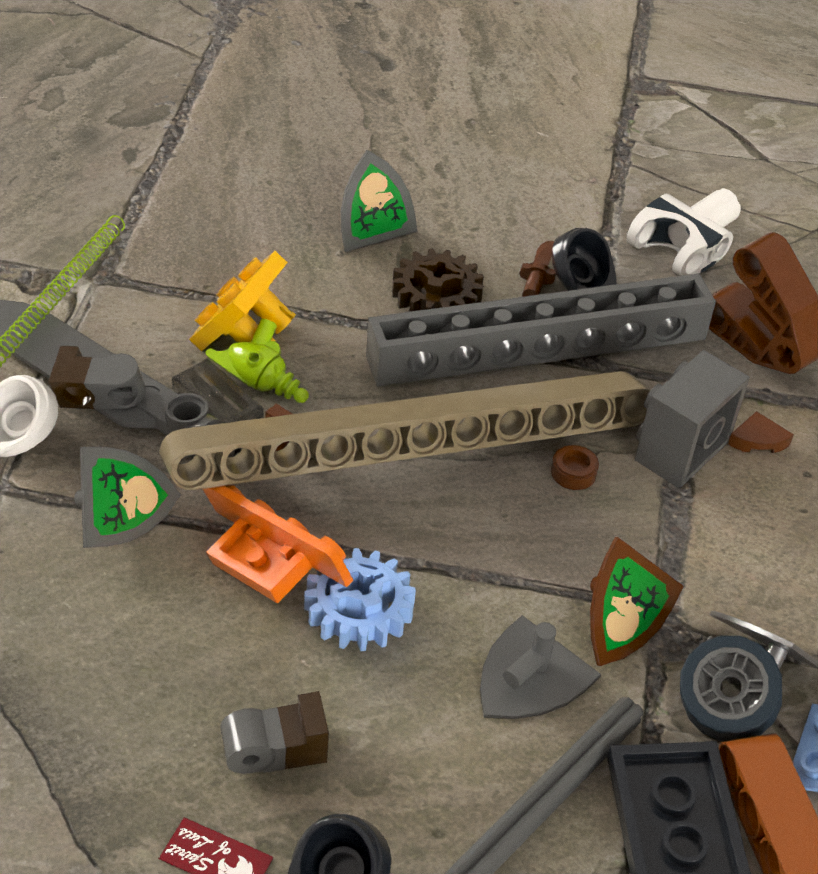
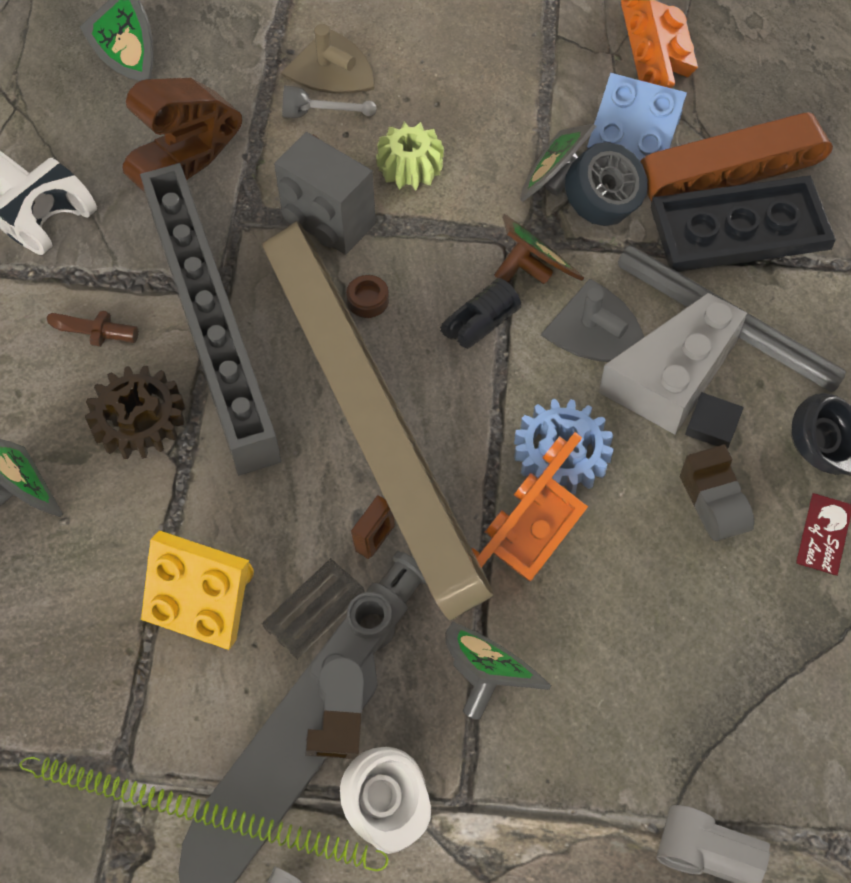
camera: 90 degrees left, 15 degrees up
(260, 364) = (274, 567): lime piece -> none
(383, 762) = (714, 420): none -> black tile
(459, 724) = (674, 363): none -> light grey wedge
(542, 554) = (482, 313): none -> black hinge
(583, 260) = (100, 283): black hat -> none
(767, 511) = (410, 155): none -> yellowish green gear

